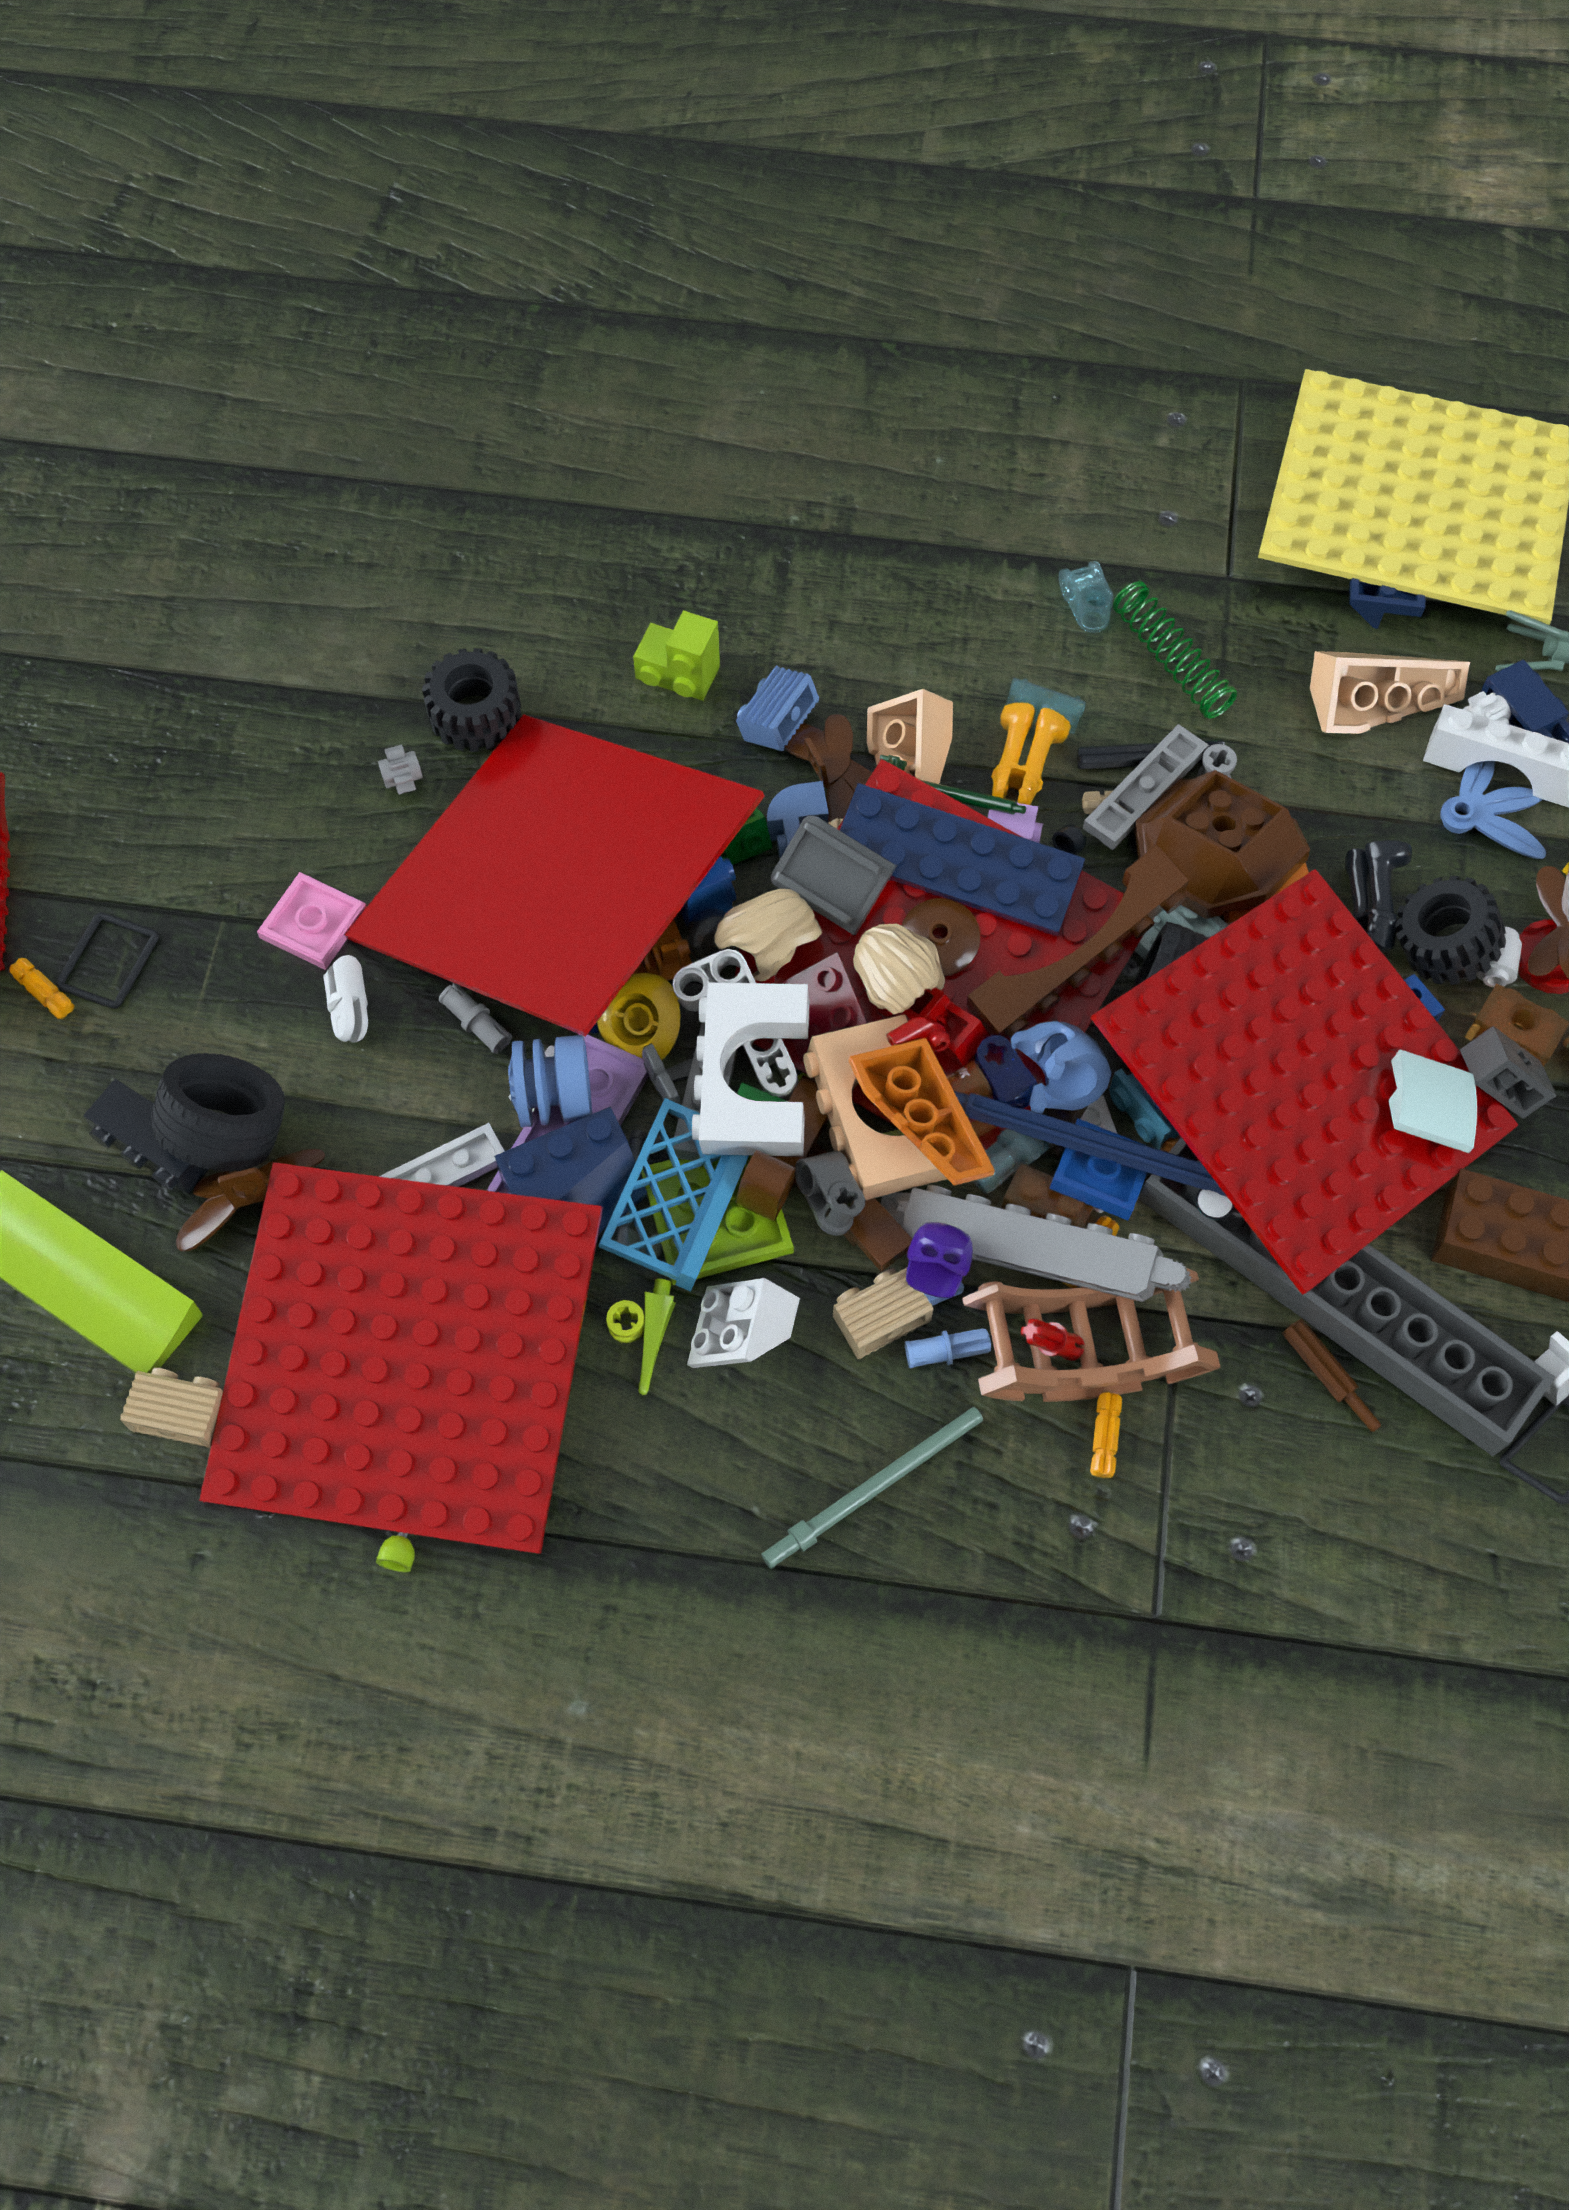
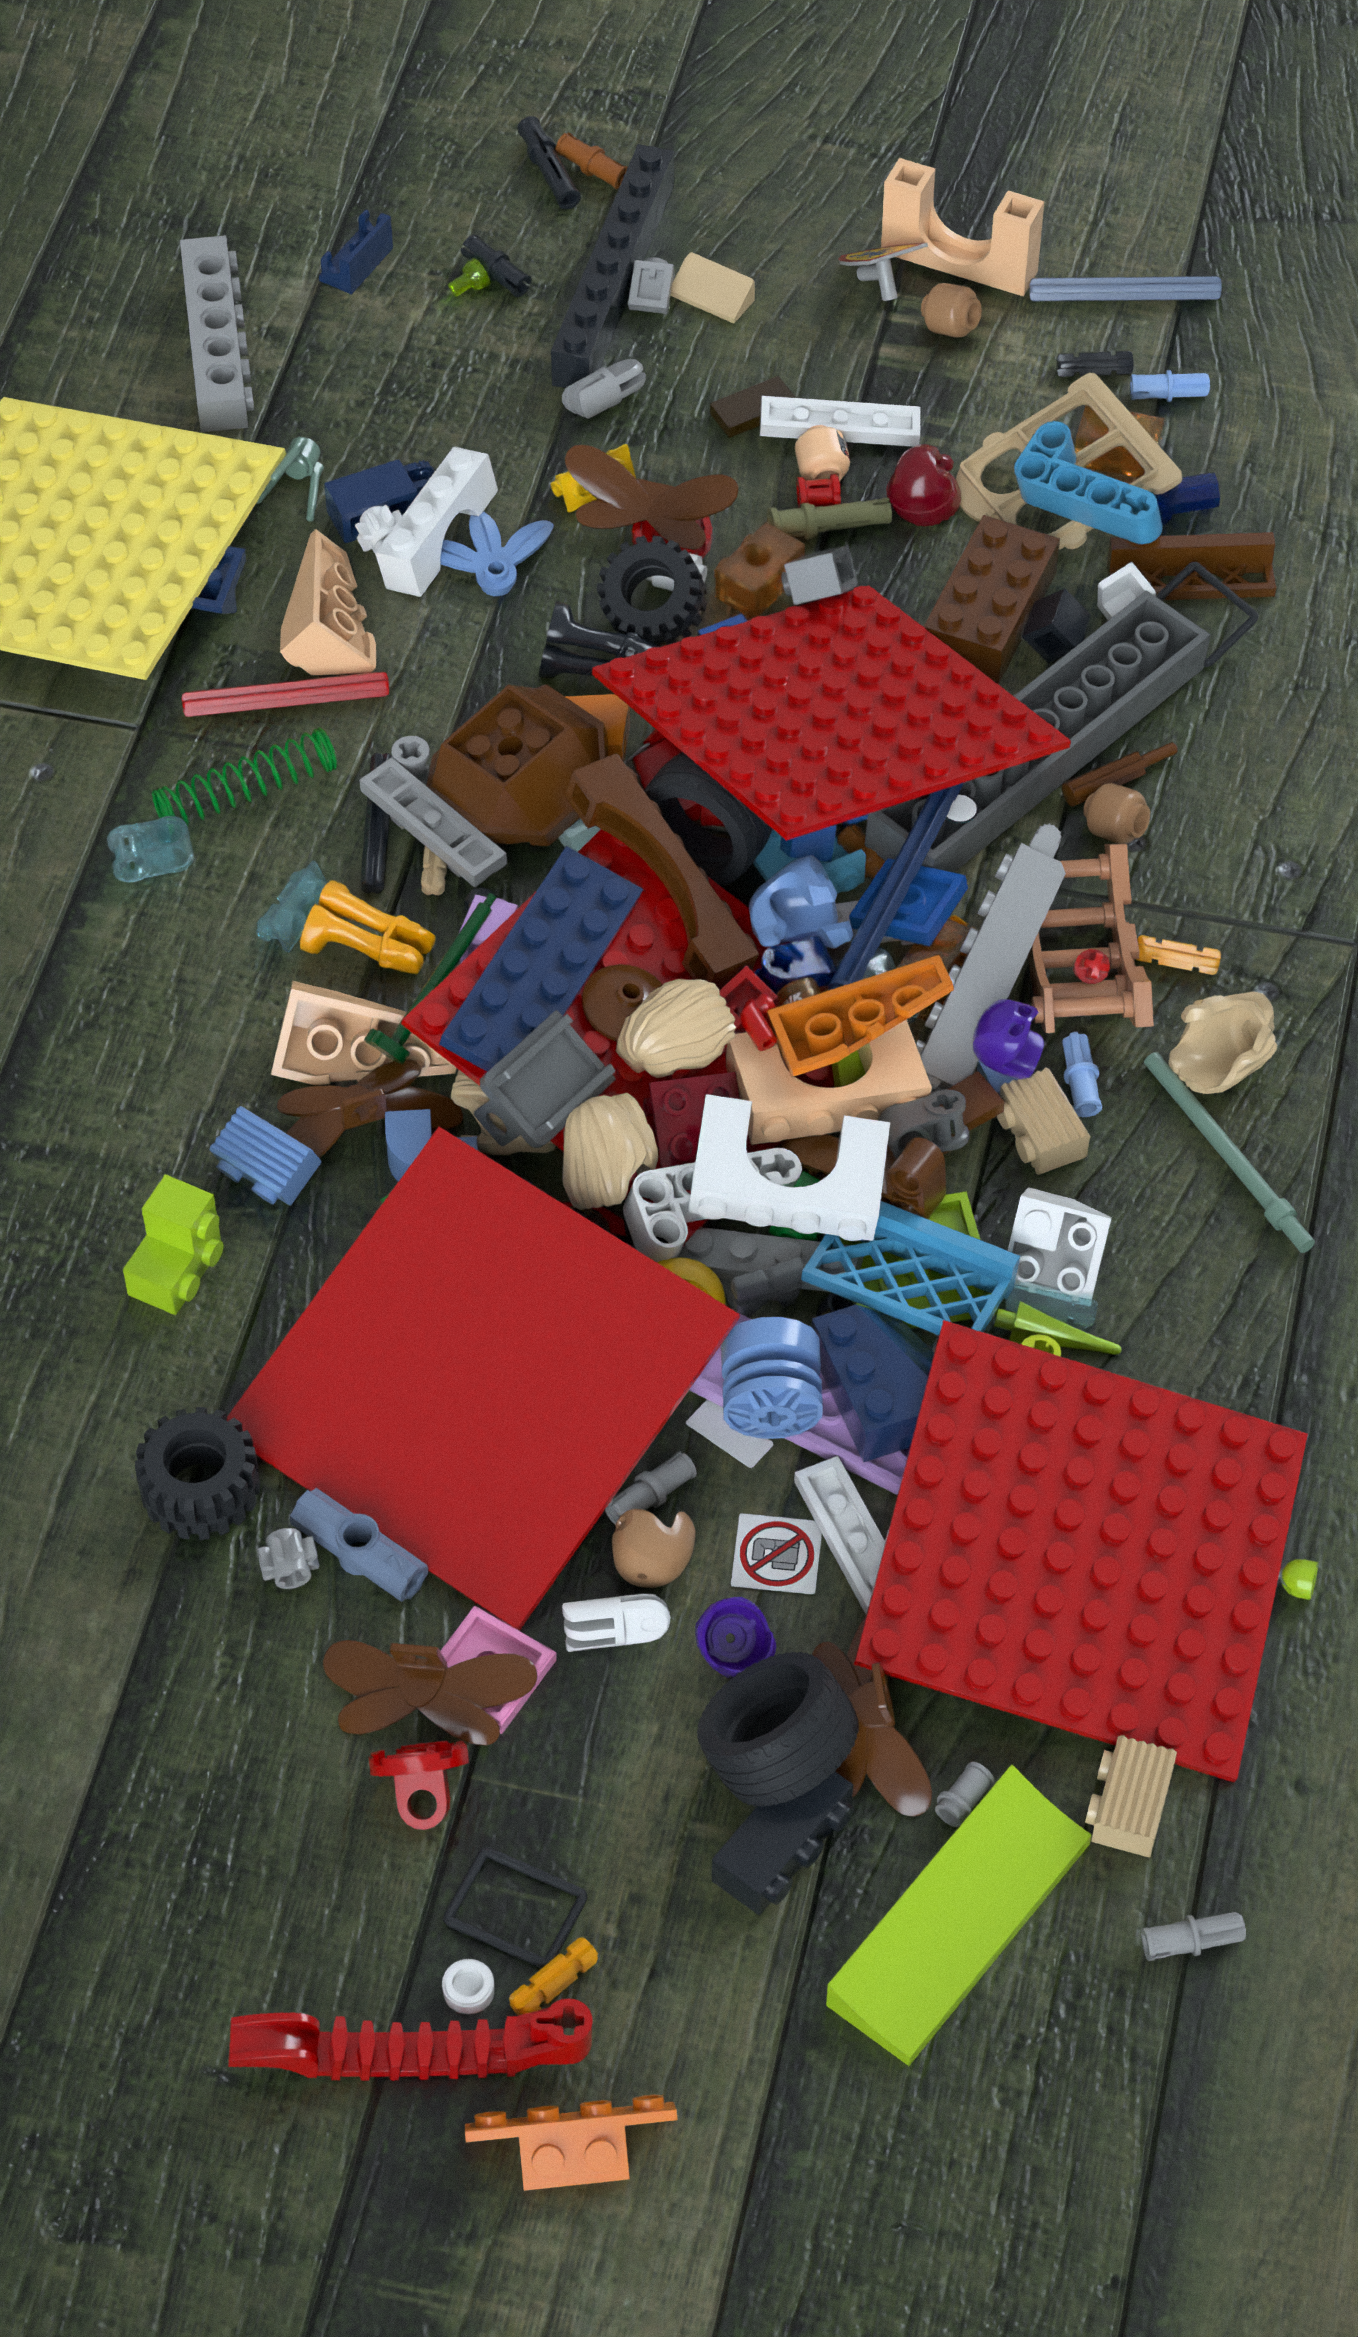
camera: 85 degrees left, 10 degrees down
(41, 933) = (468, 1986): none -> white tile
(47, 1463) = (1192, 1935): none -> light grey axle
(178, 1270) = (961, 1798): none -> light grey pin
(207, 872) = (420, 1768): none -> red tile
(275, 887) = (444, 1694): none -> reddish brown piece
(322, 1087) = (750, 1630): none -> dark purple helmet
(402, 1019) = (649, 1551): none -> medium nougat helmet
(423, 1121) = (776, 1554): none -> sticker
(428, 801) = (378, 1560): none -> sand blue piece
(682, 1330) = (1054, 1305): none -> clear light blue axle
(989, 1472) = (1224, 1041): none -> tan hair
(1269, 1369) = (1116, 813): none -> medium nougat head
(1283, 673) = (285, 694): none -> axle
(1434, 1101) = (868, 618): light aqua slope -> none
(1506, 1302) = (1056, 625): none -> black brick

